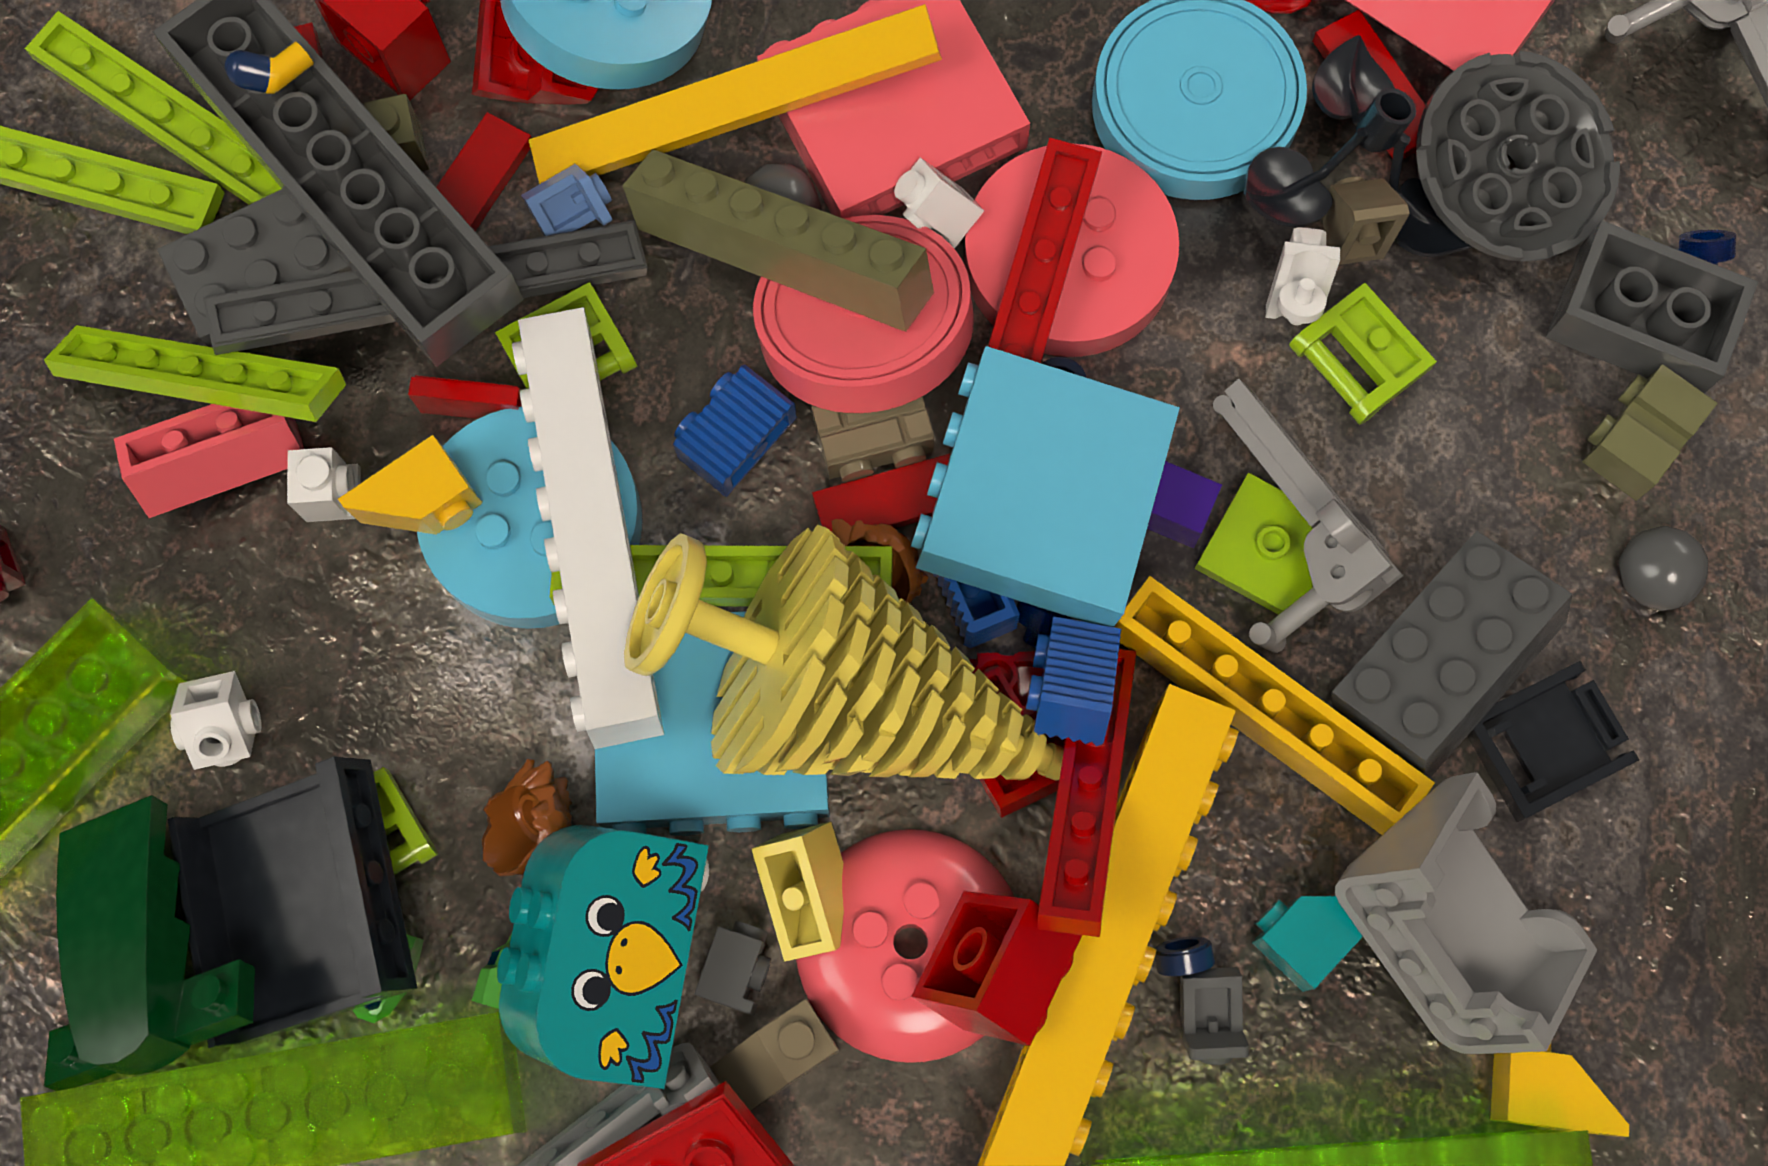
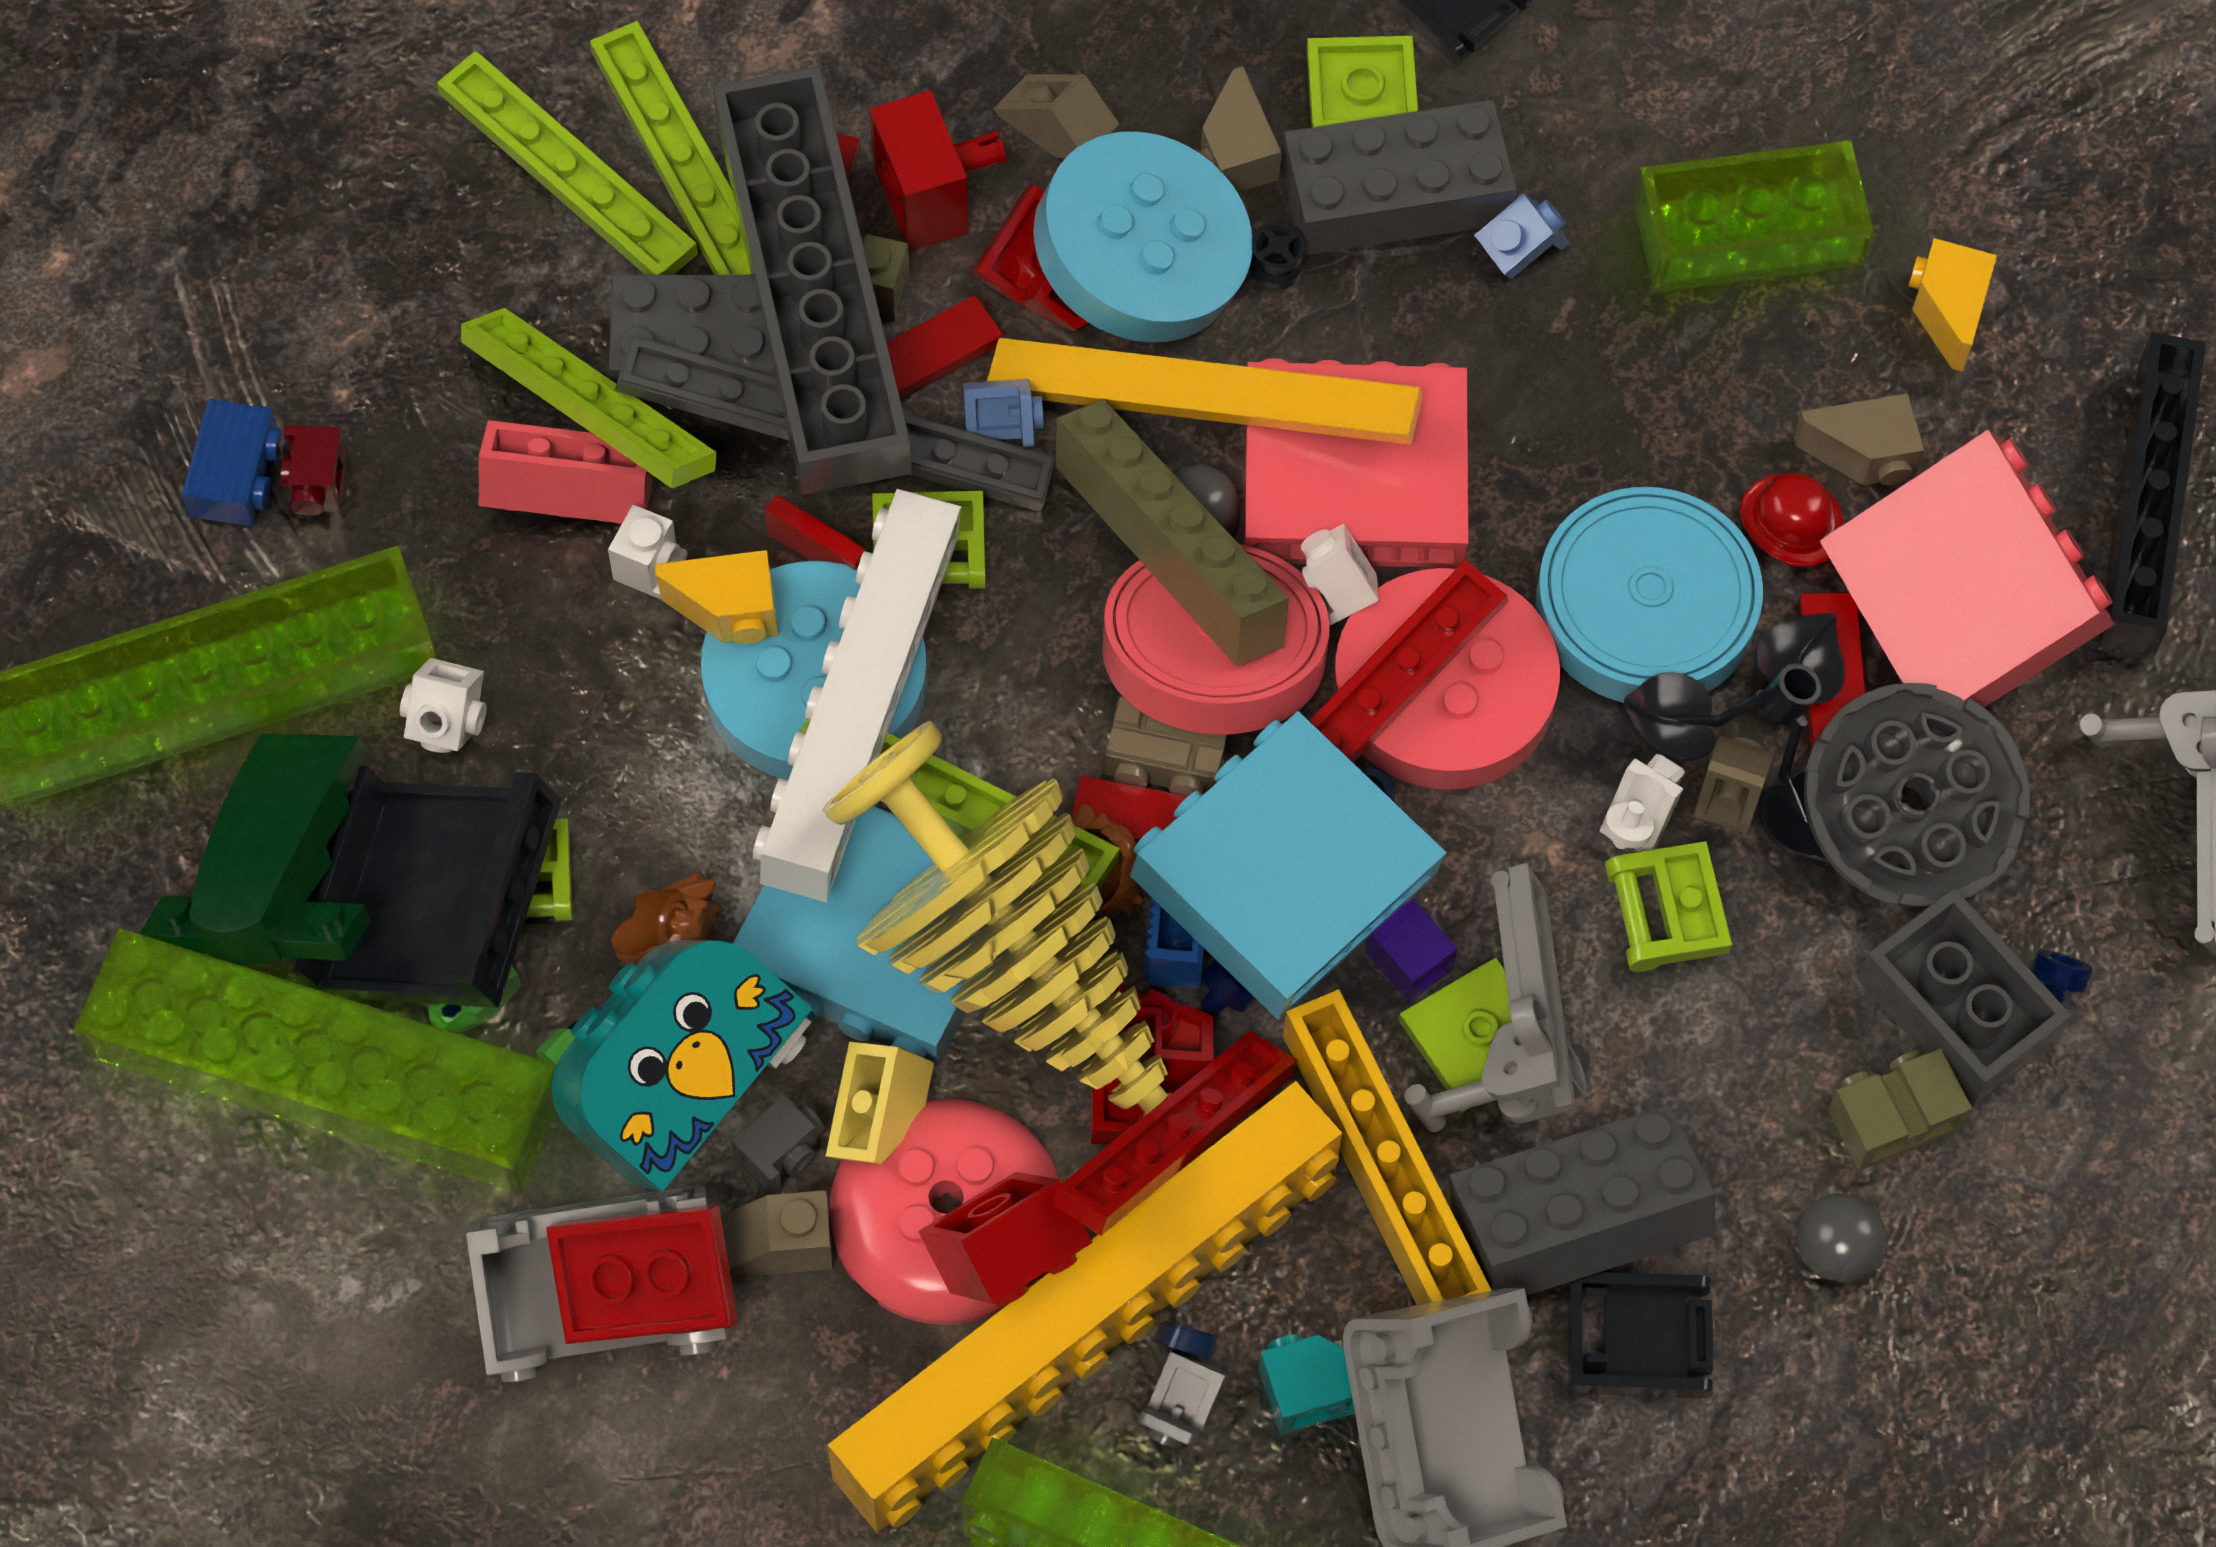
camera: 25 degrees right, 10 degrees down
(267, 73) = (791, 169): arm -> none
(733, 429) = (1040, 684): blue brick -> none
(1076, 681) = (1217, 1041): blue brick -> none

